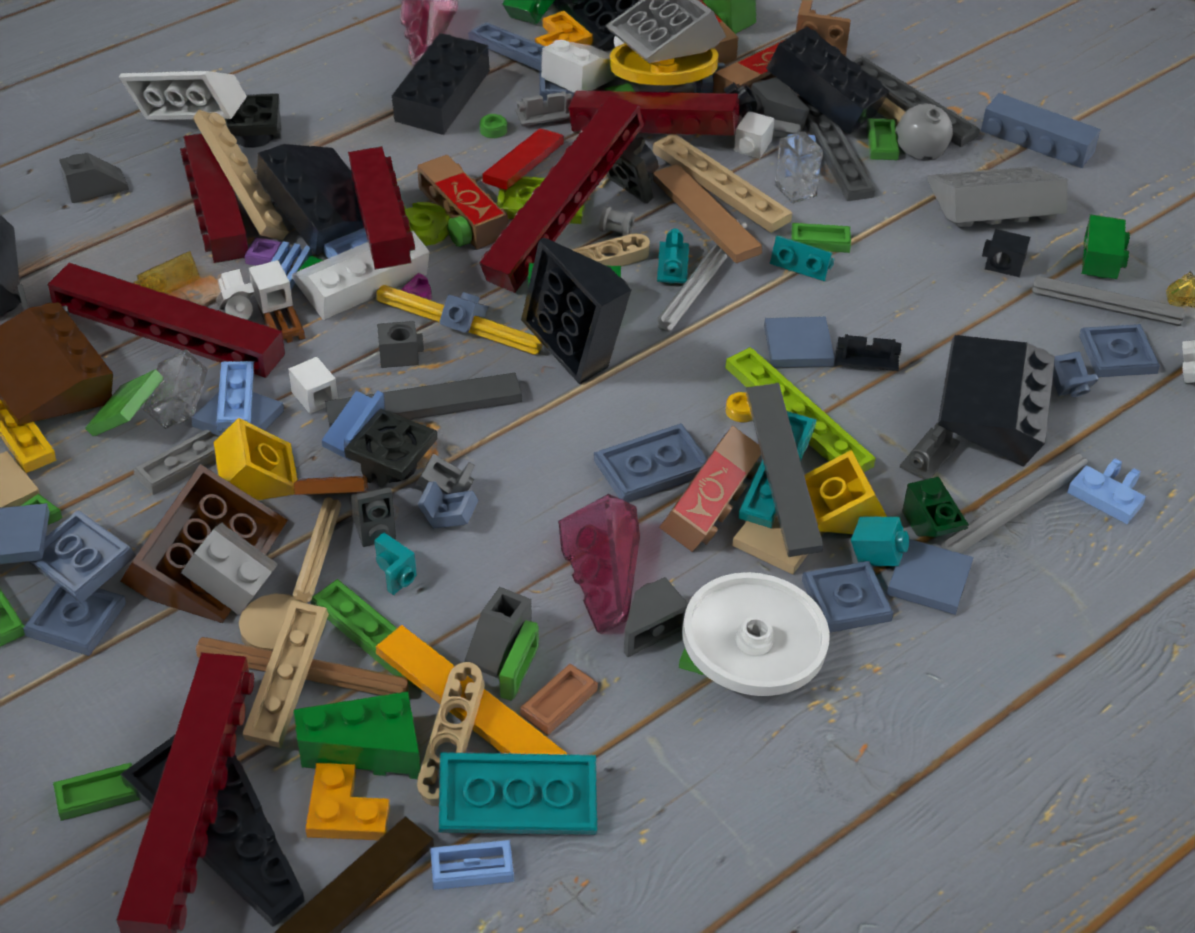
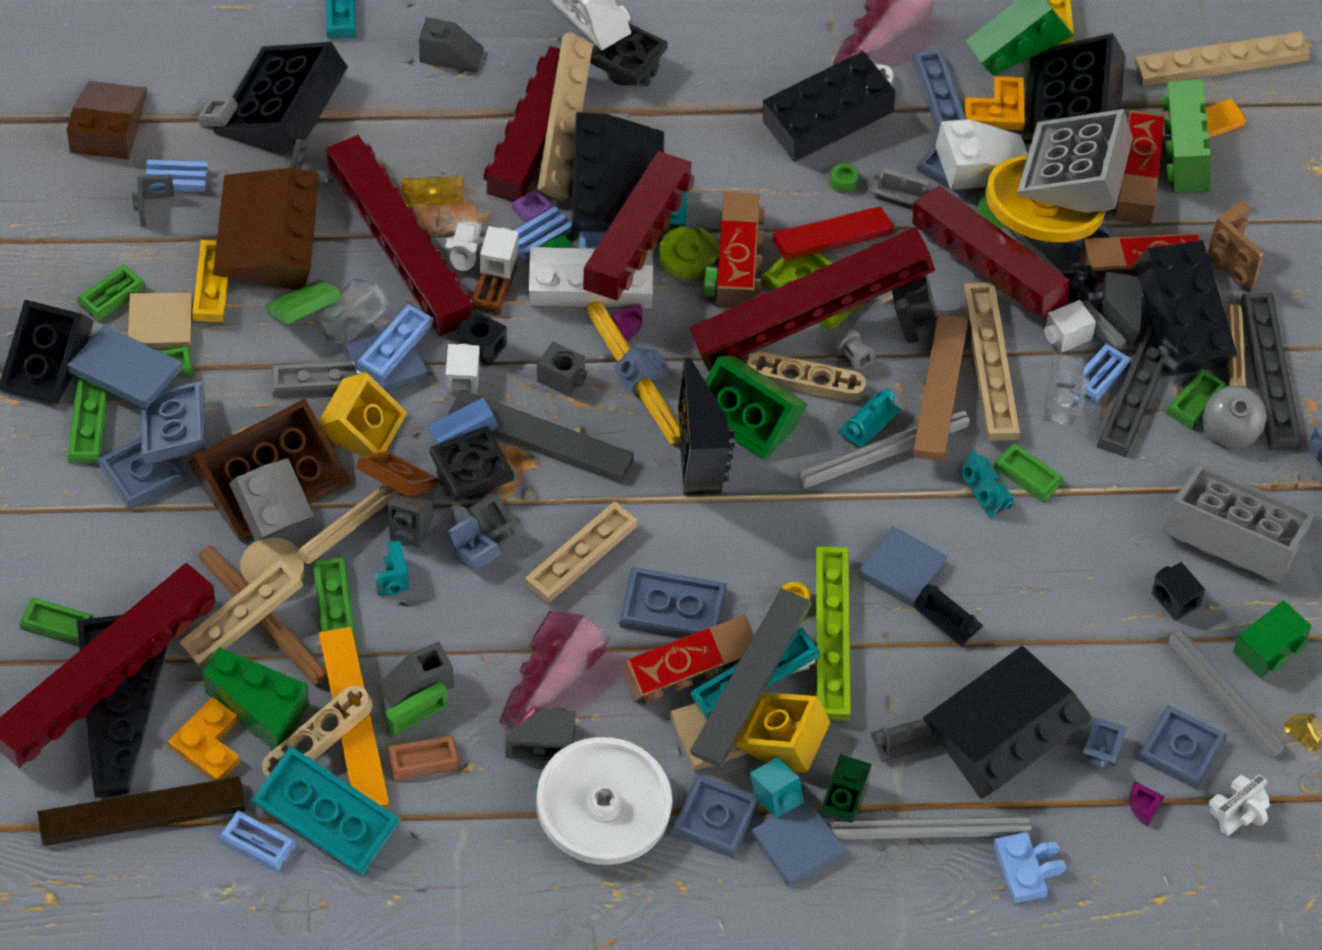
camera: 35 degrees right, 10 degrees up
(305, 347) = (485, 333): none -> black brick
(542, 465) = (581, 552): none -> tan plate
(1136, 400) = (1144, 802): none -> magenta tile

